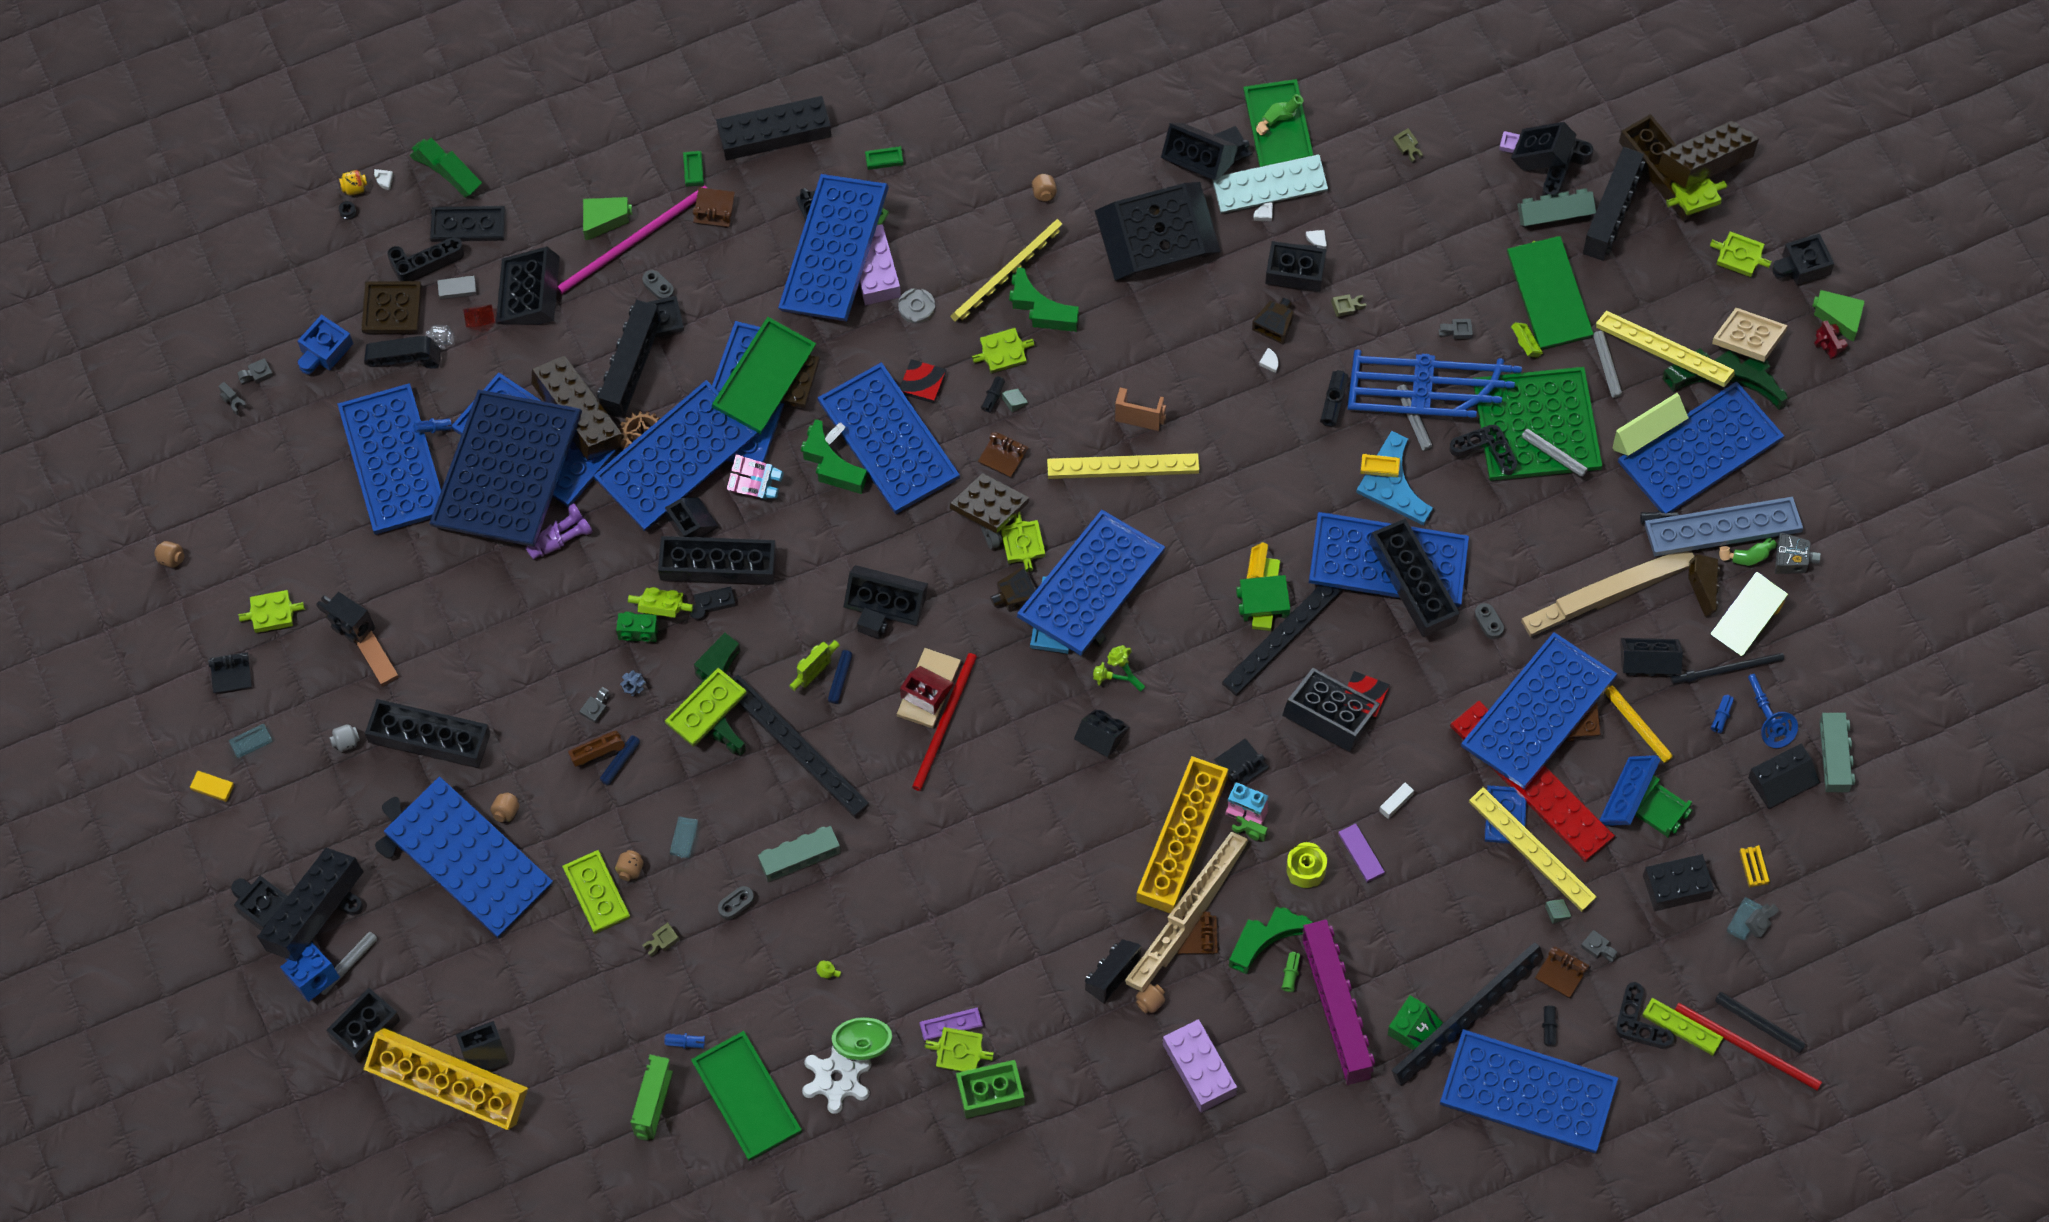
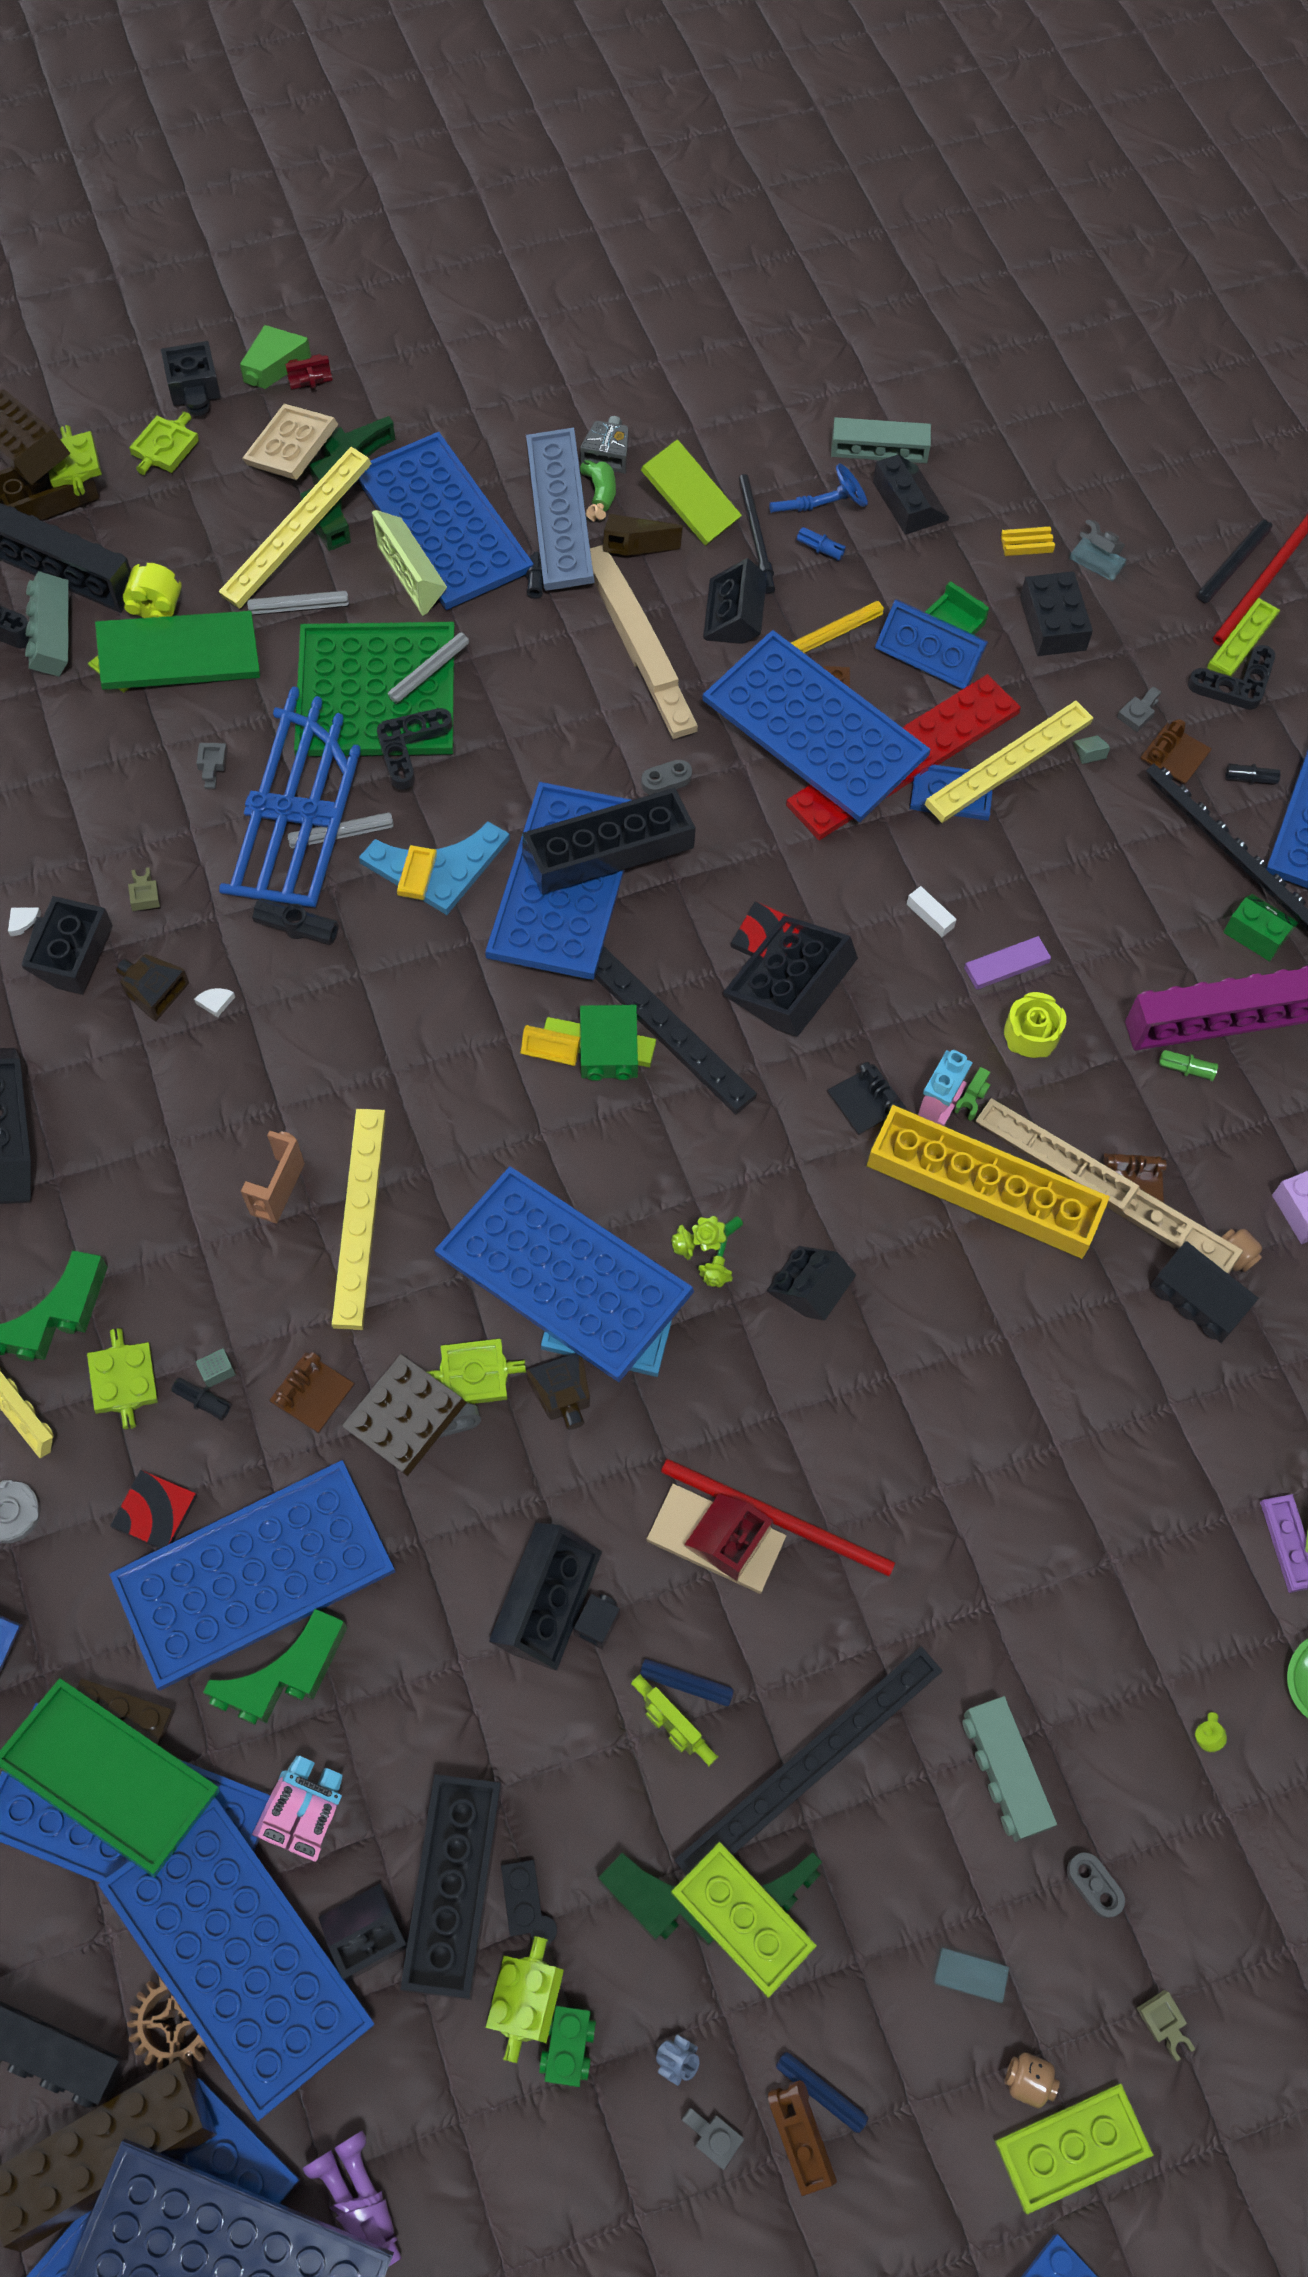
camera: 90 degrees left, 0 degrees up
(833, 434) = (235, 1660): white tile -> none
(1257, 937) = (1140, 1099): green arch -> none
(1526, 340) = (245, 685): lime plate -> none
(1591, 266) = (151, 591): none -> neon yellow brick

